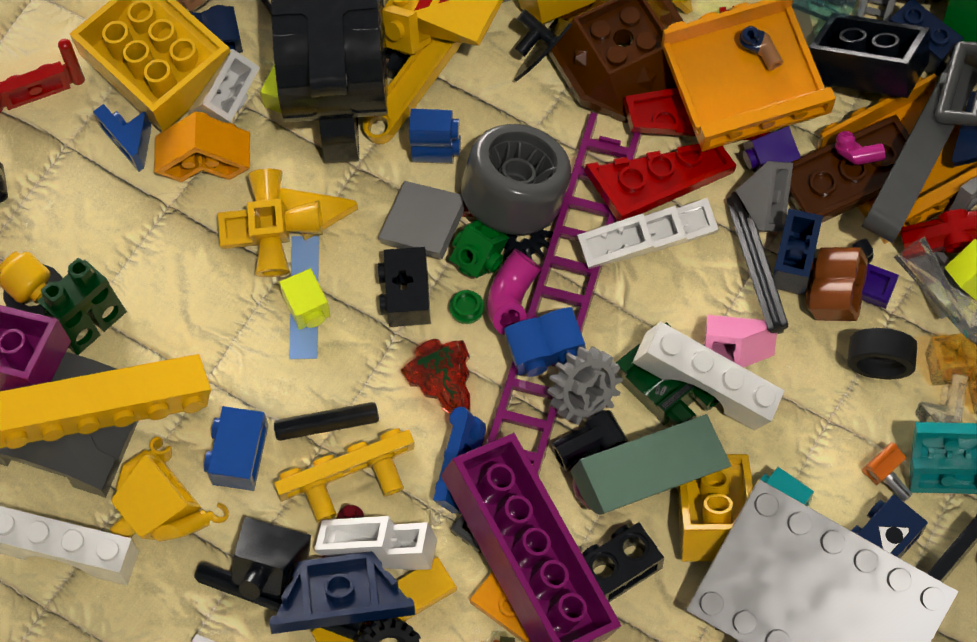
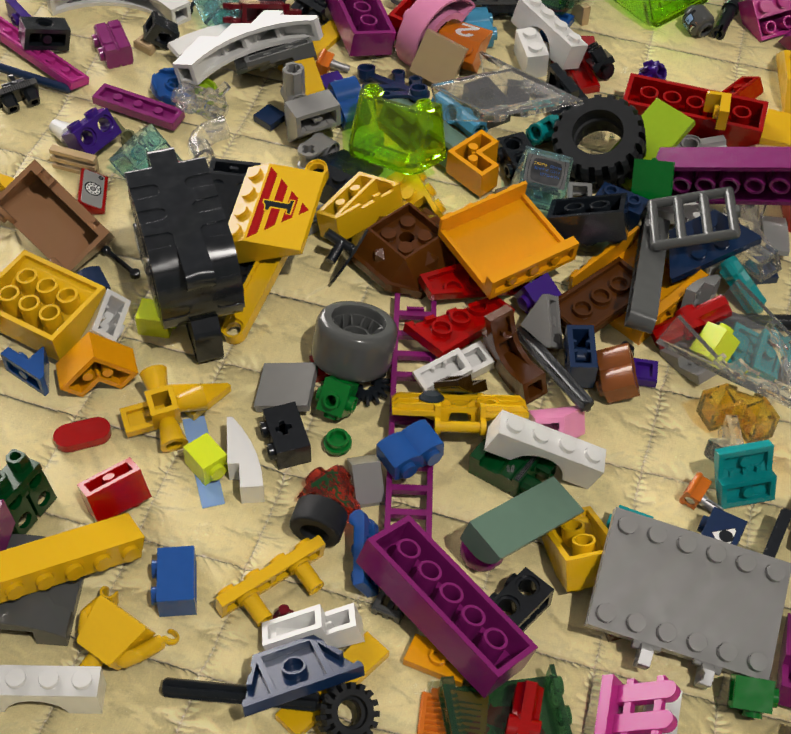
camera: 20 degrees left, 15 degrees down
(171, 234) = (82, 434): none -> red tile
(190, 321) = (114, 490): none -> red brick
(267, 557) = (224, 659): black torso -> none
(326, 421) = (245, 547): black axle -> none
(346, 314) = (244, 463): none -> white slope
(402, 30) = (245, 254): yellow bracket -> none
(414, 408) = (319, 516): none -> black tyre
(434, 136) = (281, 325): blue brick -> none
(487, 364) = (367, 480): none -> light grey slope
(509, 290) = (368, 421): dark pink cylinder -> none
(584, 384) = (450, 475): light grey gear -> none
(597, 435) = (453, 525): black piece -> none
(600, 286) = (440, 405): none -> yellow piece
(632, 265) = (460, 385): none -> dark brown slope
(708, 238) = (511, 361): none -> reddish brown arch
(761, 44) = (513, 220): arm -> none
(855, 153) = (602, 284): dark pink arm -> none
(882, 353) = (664, 401): black tyre -> none

